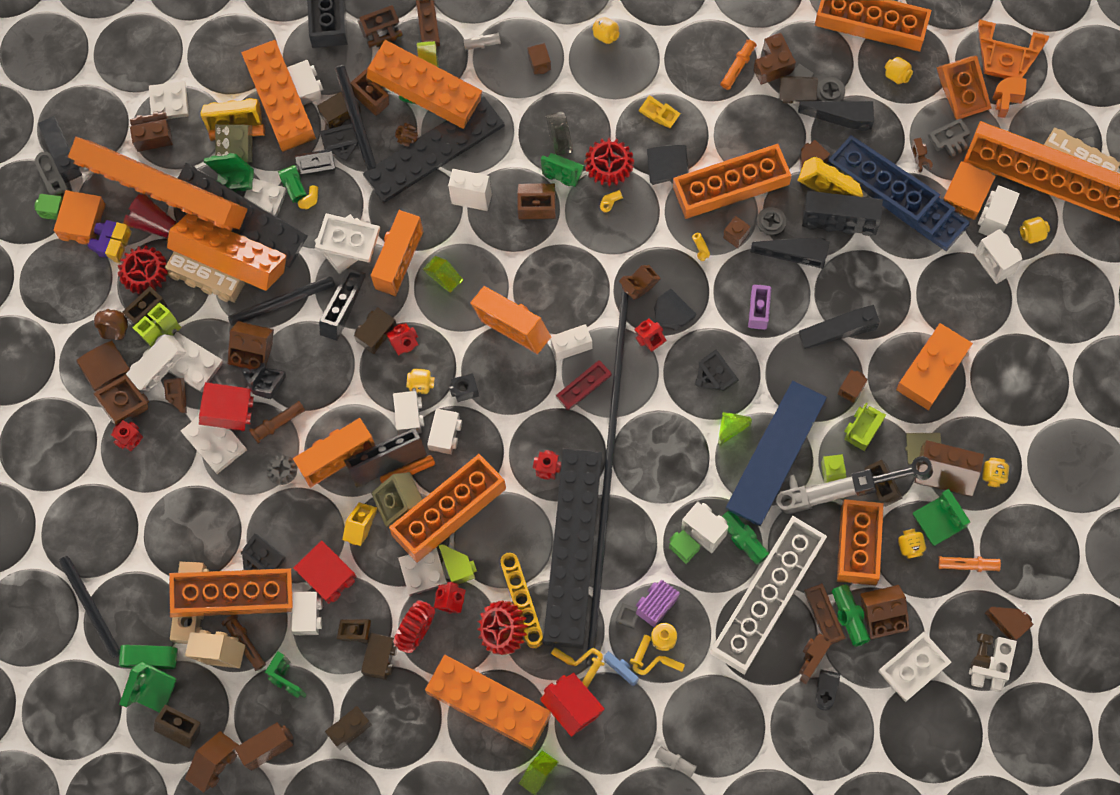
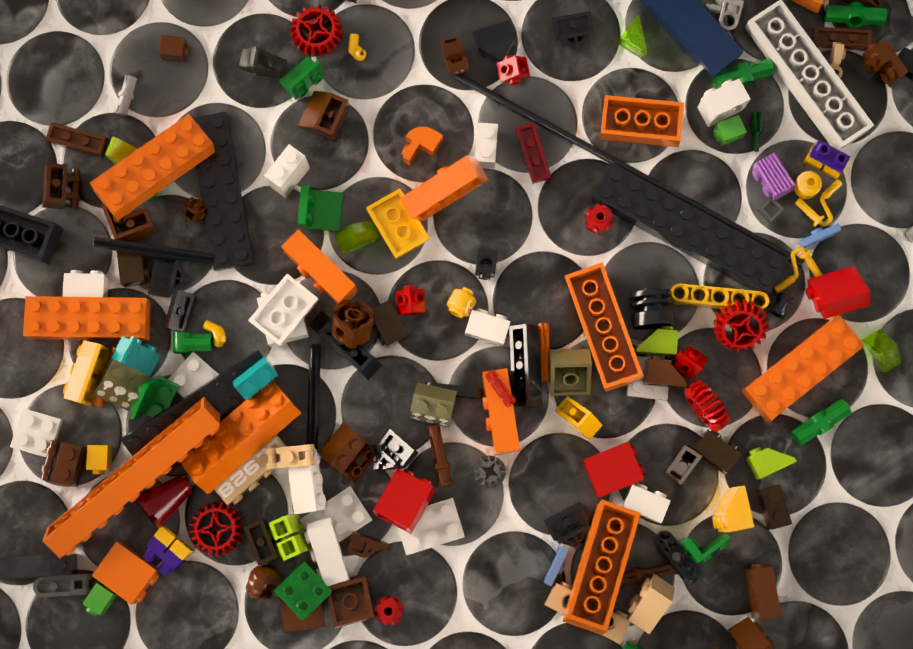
camera: 70 degrees left, 10 degrees up
(114, 356) = (302, 590): none -> green bracket
(165, 155) = (99, 459): none -> yellow brick
(209, 320) = (307, 487): none -> white brick
(220, 560) = (557, 565): none -> medium blue plate
(223, 297) = (290, 456): none -> tan plate
(260, 143) = (136, 356): none -> teal brick
(267, 651) = (691, 565): none -> black beam
(279, 240) = (255, 378): none -> teal brick
(318, 393) = (432, 404): none -> olive slope
(325, 687) = (733, 511): none -> yellow slope
(338, 405) = (462, 391): none -> black beam
(350, 436) = (500, 388): none -> clear red axle
(359, 297) = (352, 323): none -> reddish brown brick
(388, 705) = (767, 461): none -> lime slope
(427, 575) = (662, 374): none -> reddish brown slope
(444, 431) = (521, 300): white brick -> none
(446, 741) = (821, 422): none -> green piece
(451, 231) = (319, 209): none -> green bracket
(457, 305) = (395, 224): none -> yellow plate
(483, 542) = (651, 306): none -> black wheel
(539, 660) = (781, 305): none -> black bush
(551, 286) = (421, 138): none -> orange brick
(655, 464) = (642, 121): none -> orange brick
(697, 645) = (833, 159): none -> dark purple hips
(698, 571) = (756, 128): none -> dark green axle
(804, 614) = (837, 54): none -> tan plate

